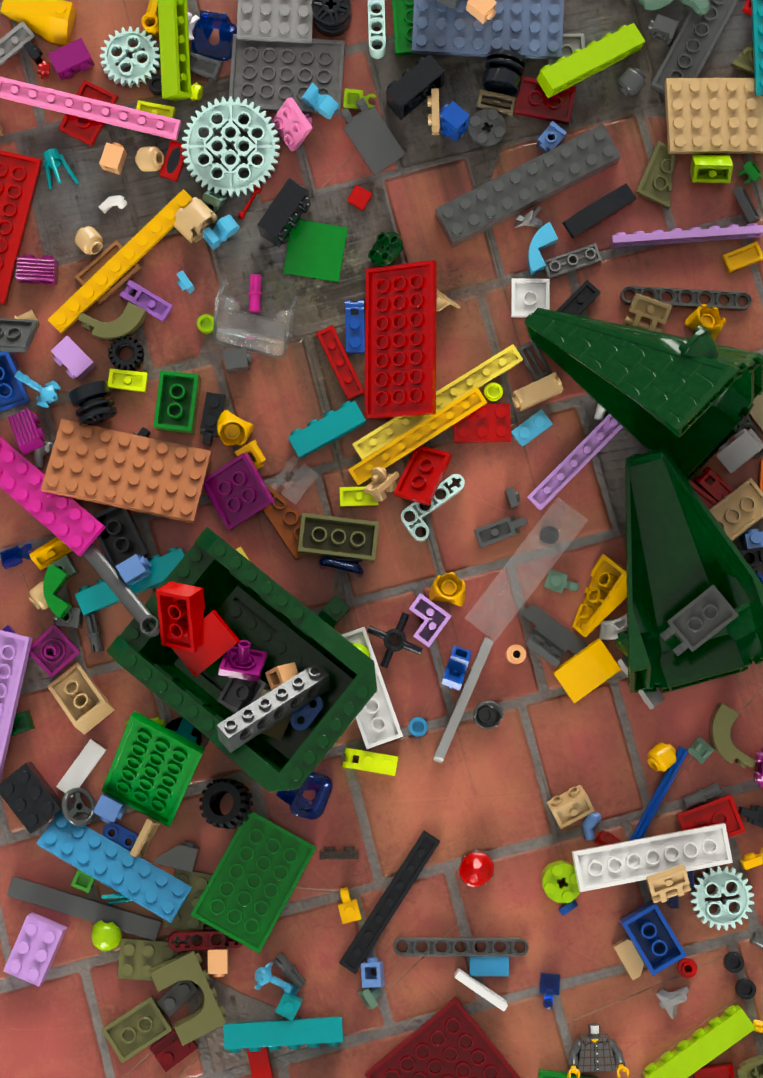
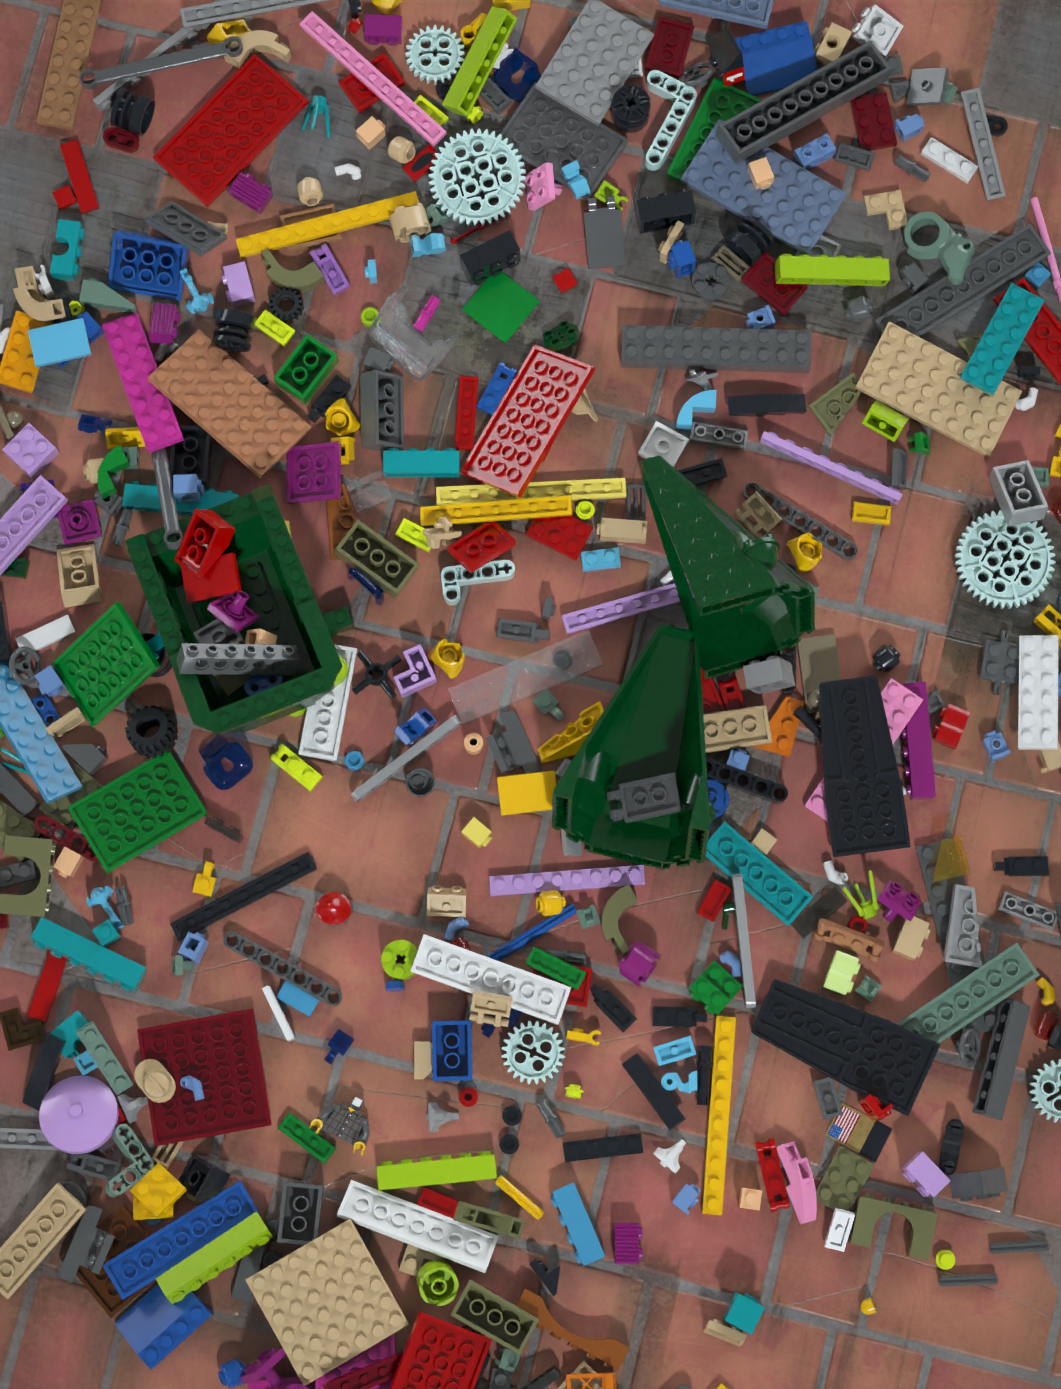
camera: 25 degrees right, 5 degrees down
(265, 402) = (381, 410): none -> dark grey slope
(563, 731) = (477, 833): none -> light yellow brick
(663, 728) = (567, 880): none -> lavender plate
(701, 813) = (555, 968): none -> green plate

